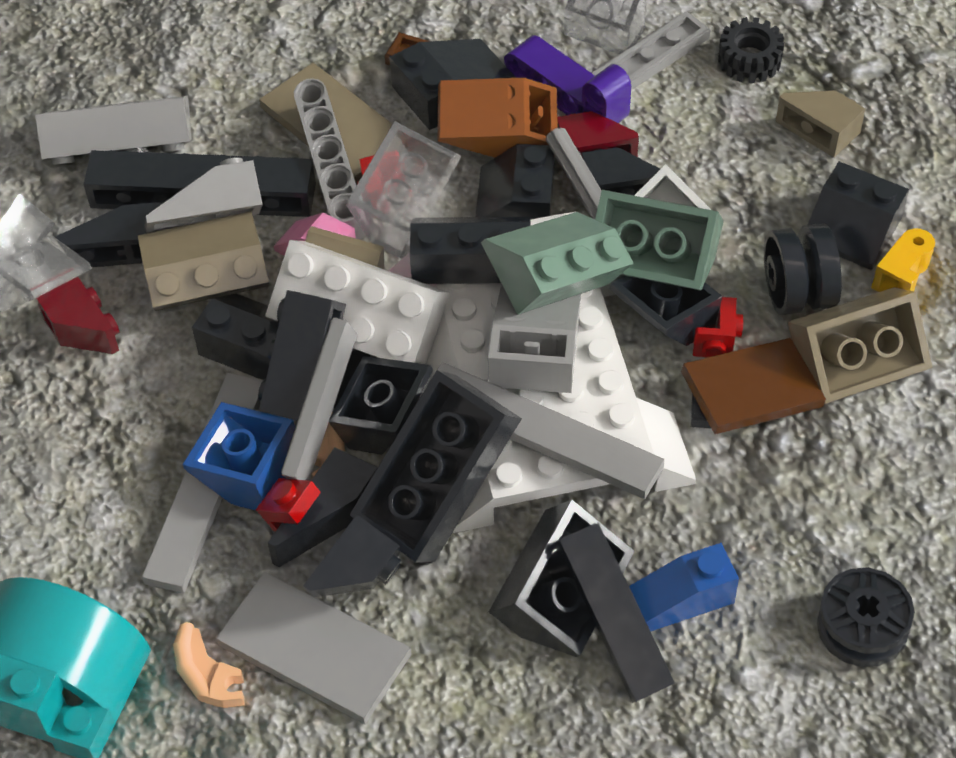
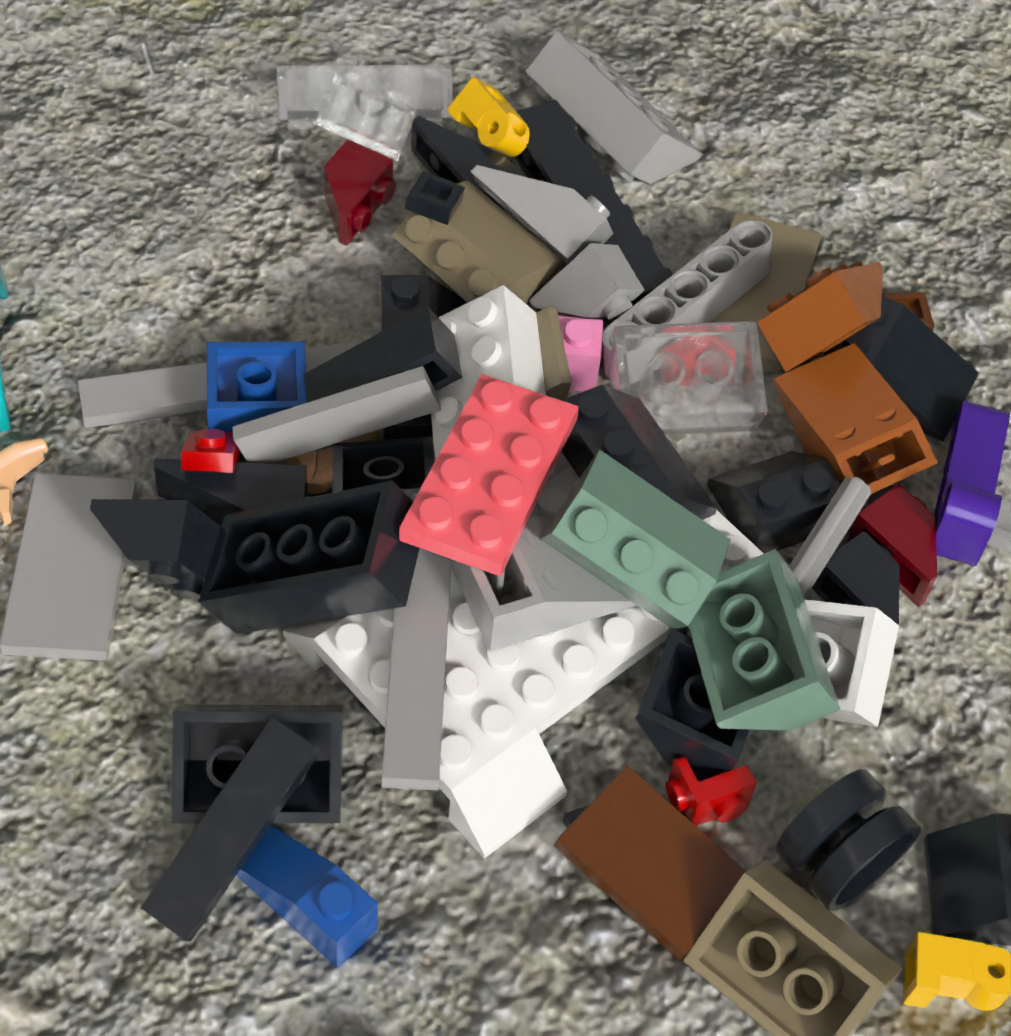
camera: 55 degrees right, 0 degrees up
(94, 193) = (492, 116): none -> yellow leg
(152, 258) = (434, 197): none -> black tile
(289, 206) = (592, 285): none -> light grey slope
(409, 81) = (825, 314): none -> dark orange slope
(456, 315) = (489, 475): none -> coral plate

